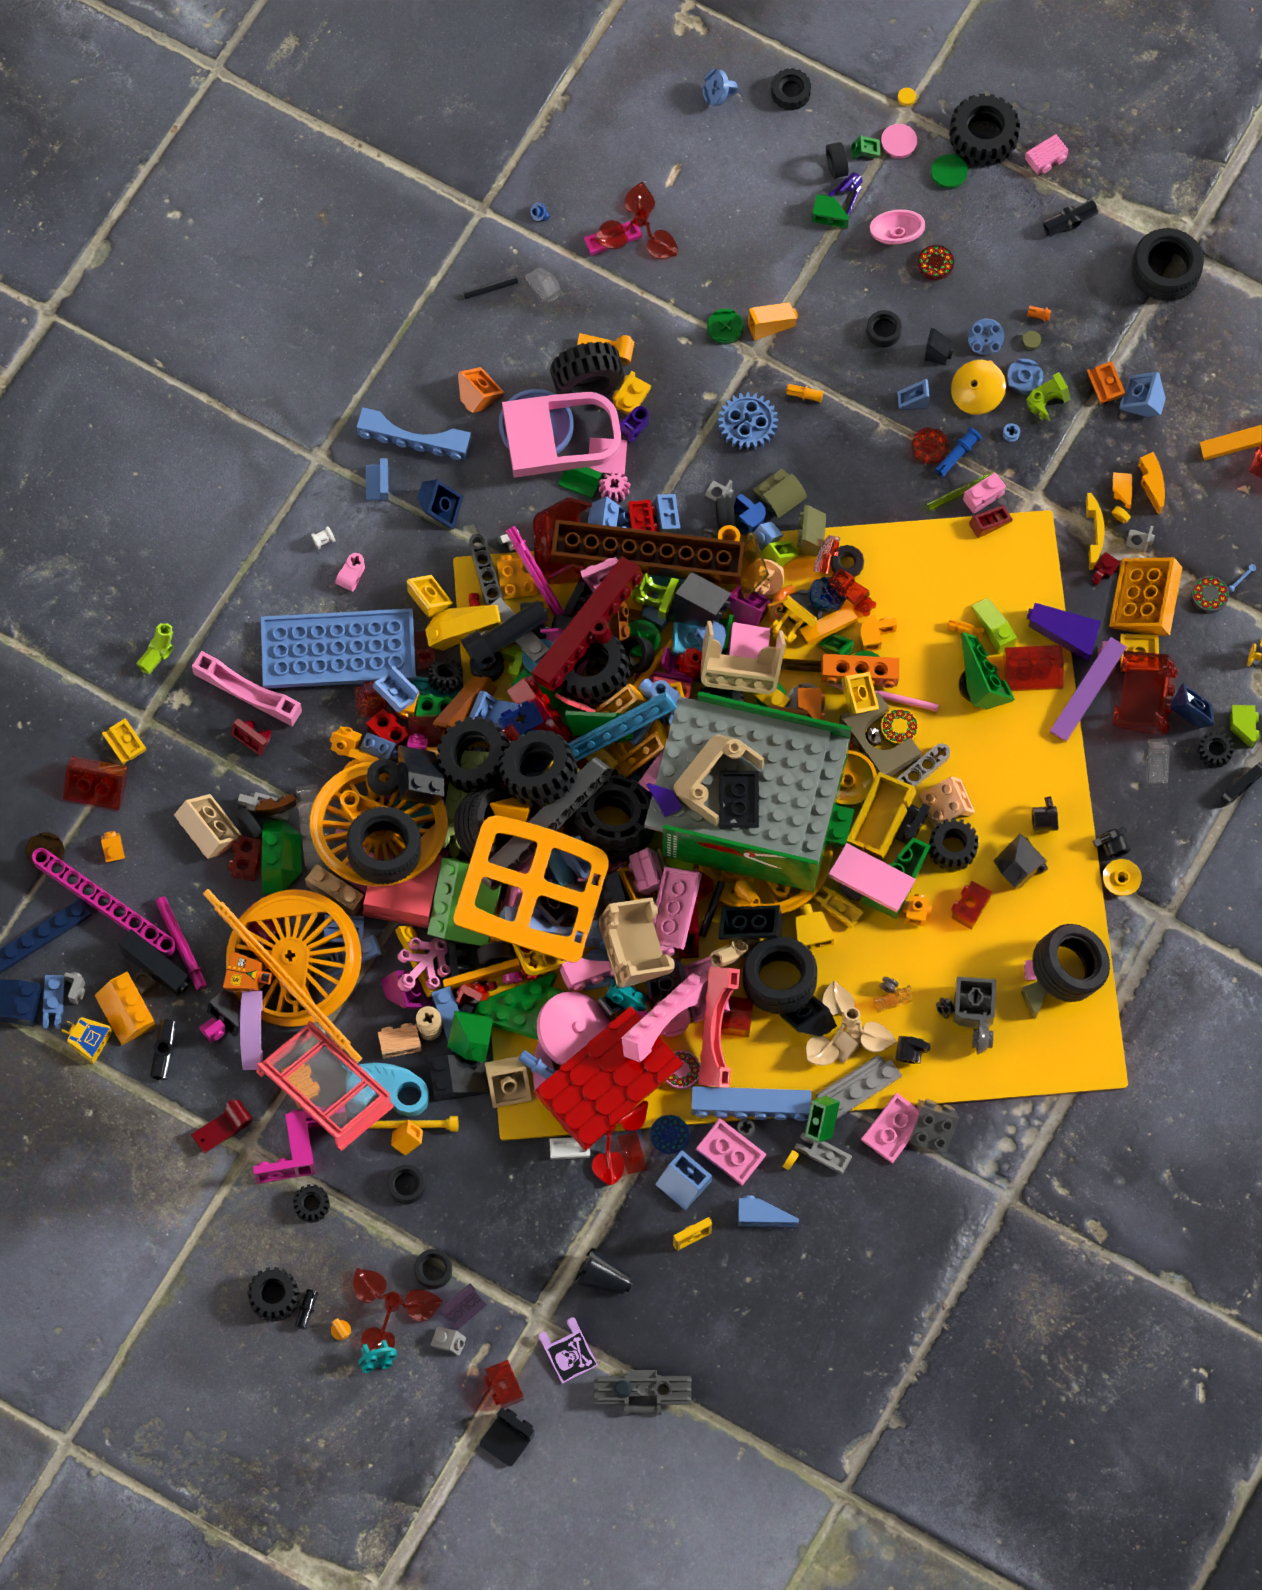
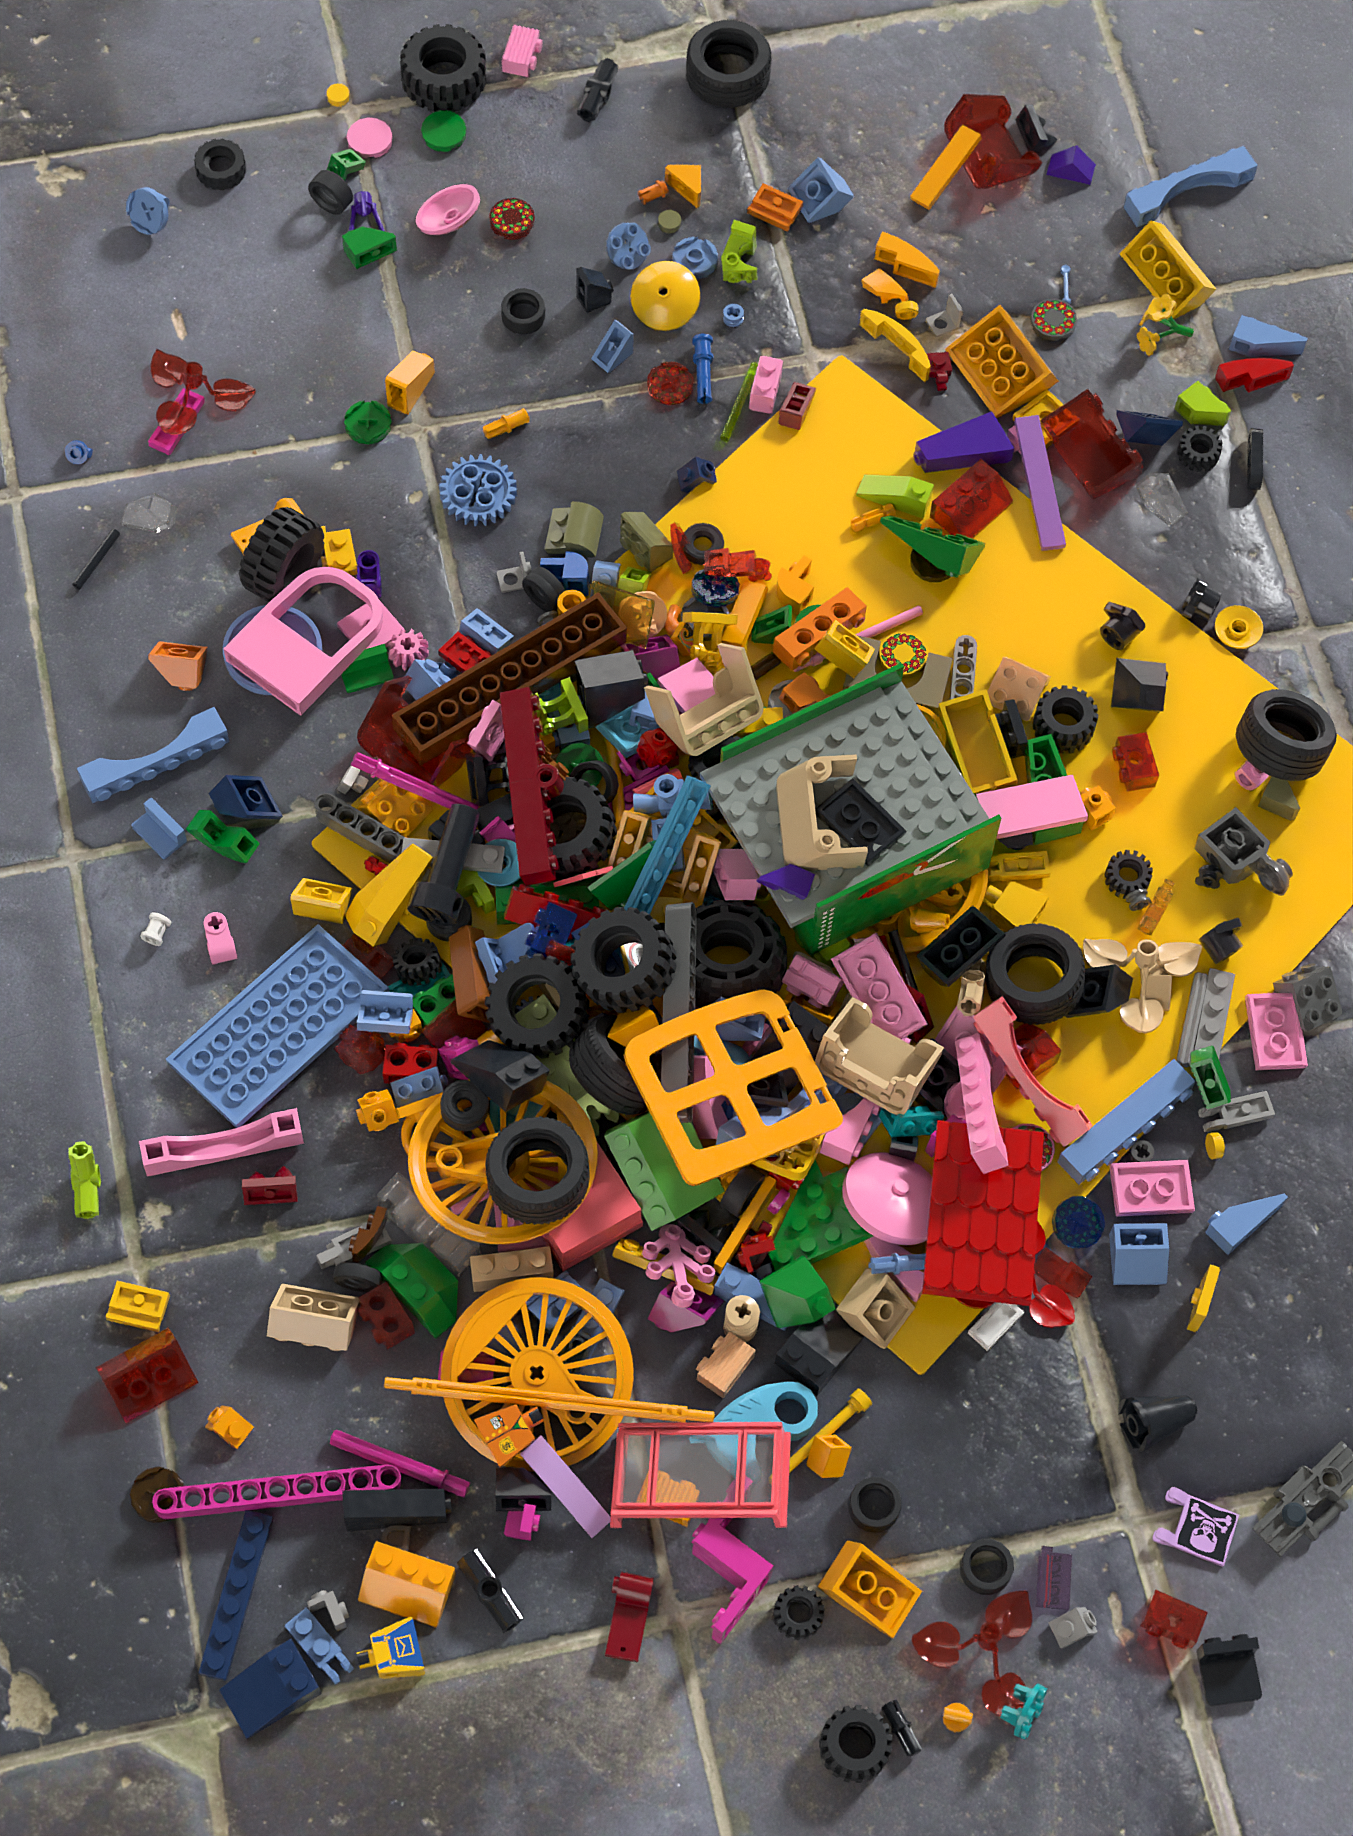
camera: 45 degrees left, 5 degrees down
(360, 1225) = (870, 1588): none -> light orange slope
(407, 513) = (226, 840): none -> green brick
(887, 514) = (695, 473): none -> dark blue bracket
(903, 955) = (1130, 861): none -> black tyre
(1067, 322) = (686, 181): none -> light orange slope

